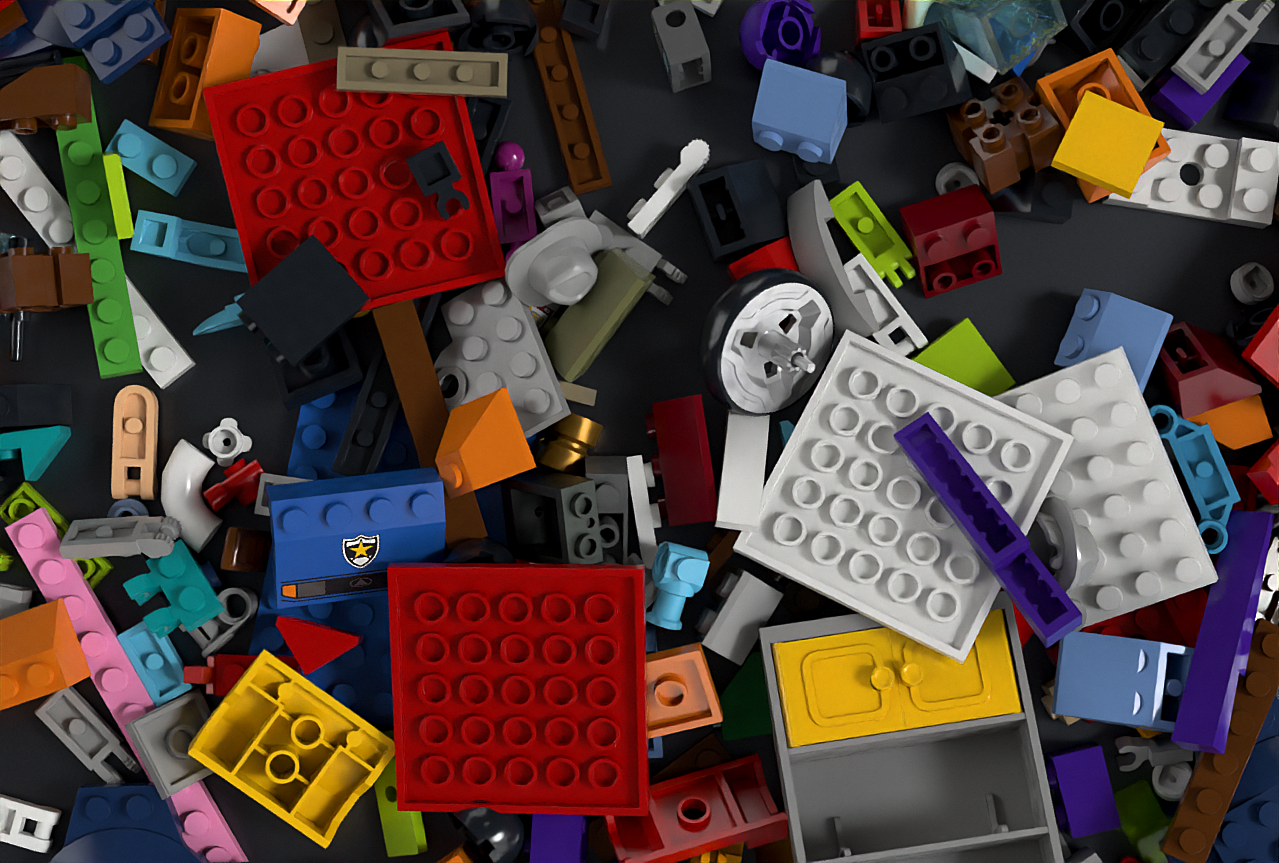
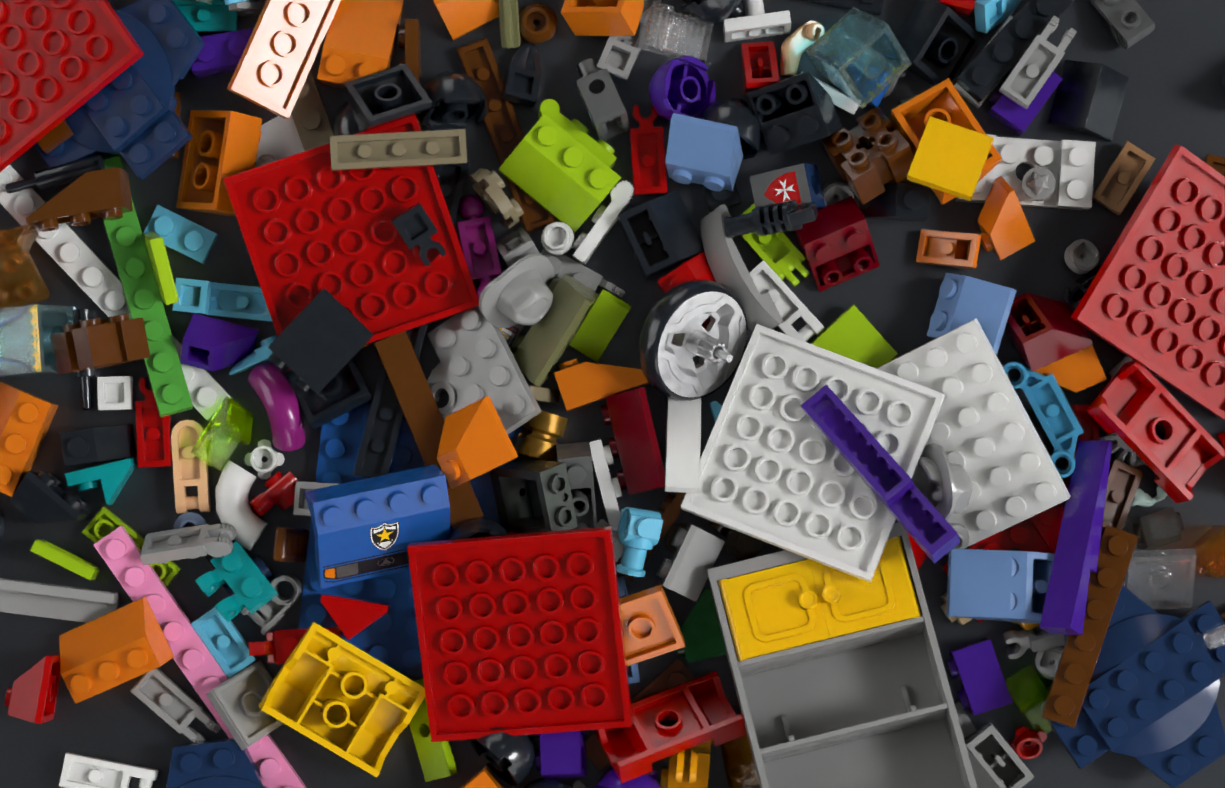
camera: 10 degrees left, 0 degrees up
(51, 344) = (115, 393): none -> white plate
(91, 396) = (153, 432): none -> red plate
(179, 294) = (216, 343): none -> dark purple slope
(182, 402) = (225, 430): none -> clear neon green slope
(250, 377) = (280, 405): none -> magenta cylinder
(537, 147) = (489, 189): none -> dark tan plate
(610, 203) = (557, 238): none -> white plate
(619, 122) = (559, 173): none -> lime slope
(638, 383) = (593, 382): none -> orange slope
(645, 81) = (578, 131): none -> lime plate
(653, 315) = (600, 325): none -> lime tile
(730, 112) = (648, 155): none -> red plate
(877, 201) = (771, 219): none -> black hinge
(898, 170) = (788, 183): none -> piece
(1091, 259) = (948, 249): none -> orange slope
(1162, 230) = (1003, 221): none -> orange slope
(1209, 189) = (1038, 184): none -> light grey tile

